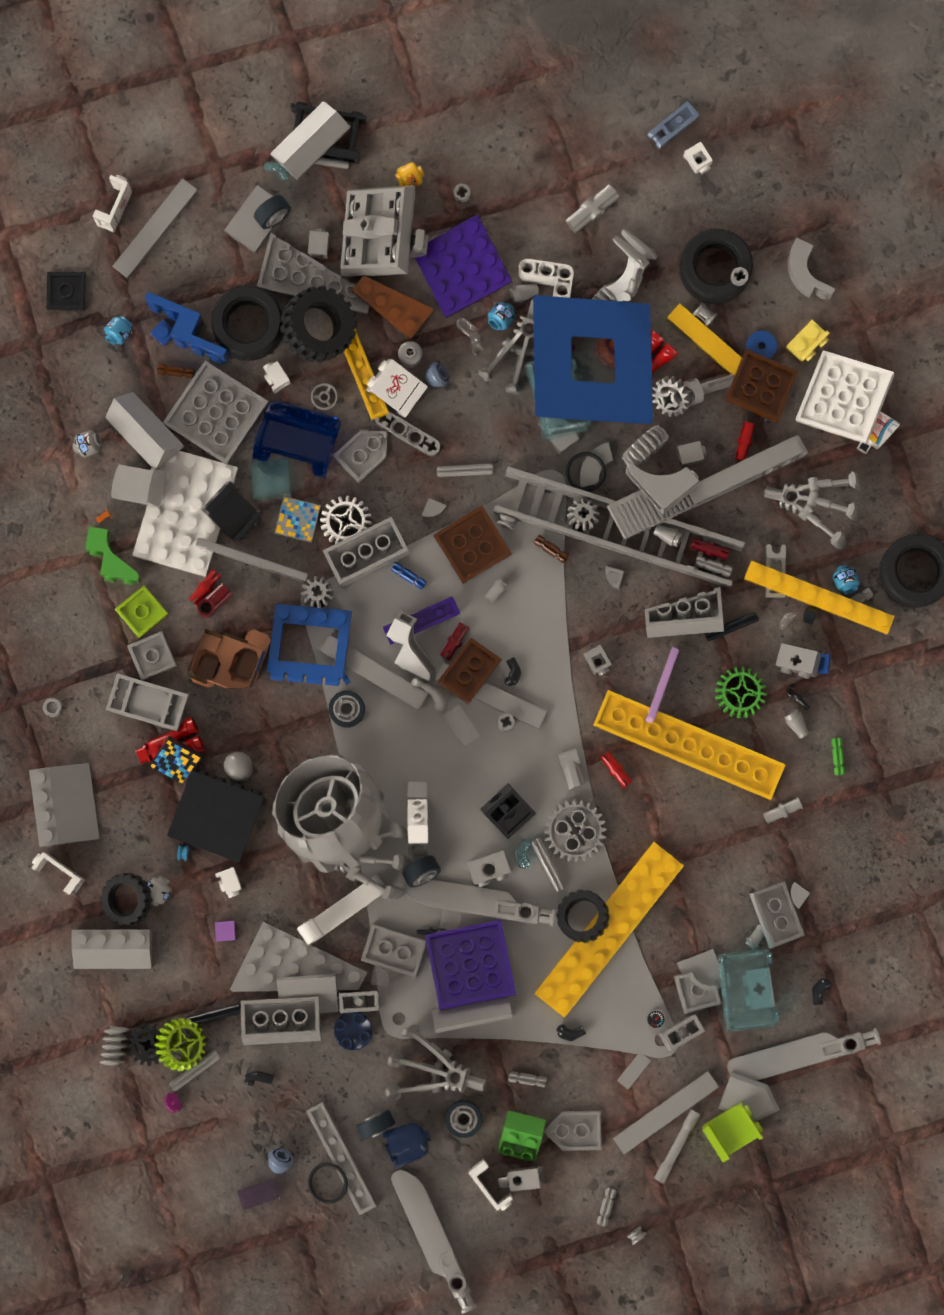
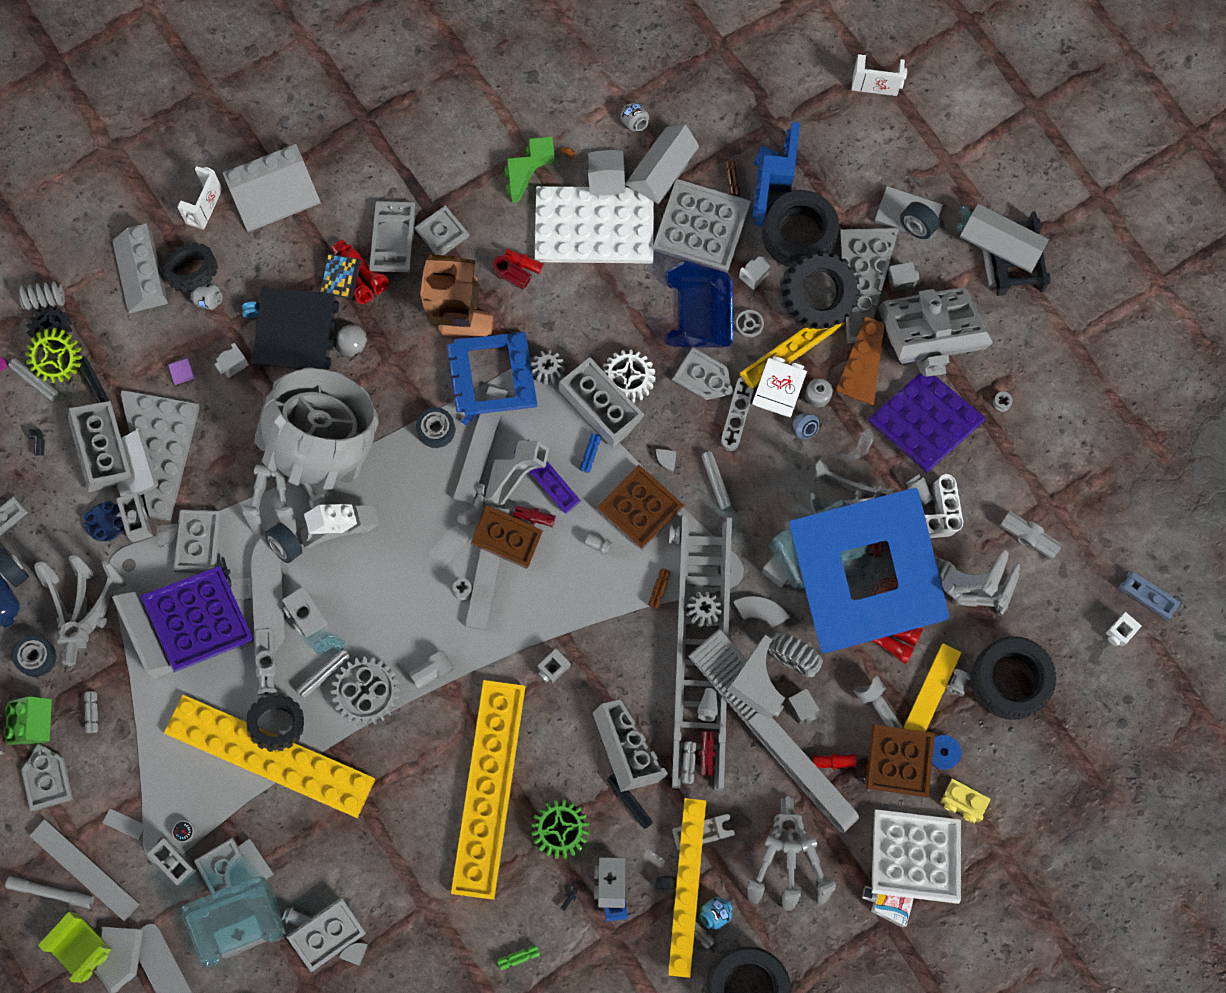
camera: 75 degrees right, 10 degrees down
(52, 707) = (366, 155): light grey tile -> none
(66, 291) = (779, 61): black tile -> none
(118, 330) = (755, 115): dark azure head -> none
(141, 611) = (483, 210): lime tile -> none
(155, 228) = (867, 124): light grey tile -> none
(232, 512) = (605, 264): black panel -> none
(252, 560) = (562, 294): light grey tile -> none
(270, 479) = (651, 296): clear light blue slope -> none
(297, 519) = (617, 331): tile -> none
(340, 912) = (218, 470): white beam -> none
(409, 175) = (1002, 345): yellow head -> none
(501, 316) = (887, 473): dark azure head -> none
(508, 811) = (374, 607): black brick -> none
(515, 673) = (517, 586): black arm -> none
(568, 1034) = (147, 744): black arm -> none
(591, 455) = (748, 582): black tyre -> none
(614, 576) = (648, 662): light grey tile -> none
(616, 769) = (442, 718): red pin -> none
(662, 685) = (544, 740): lavender tile -> none
(671, 396) = (858, 668): light grey gear -> none
(742, 281) = (1005, 705): light grey bush -> none
(782, 810) = (442, 910): light grey pin -> none
(796, 722) = (544, 899): light grey cone -> none
(800, 274) = (1047, 766): light grey arch -> none

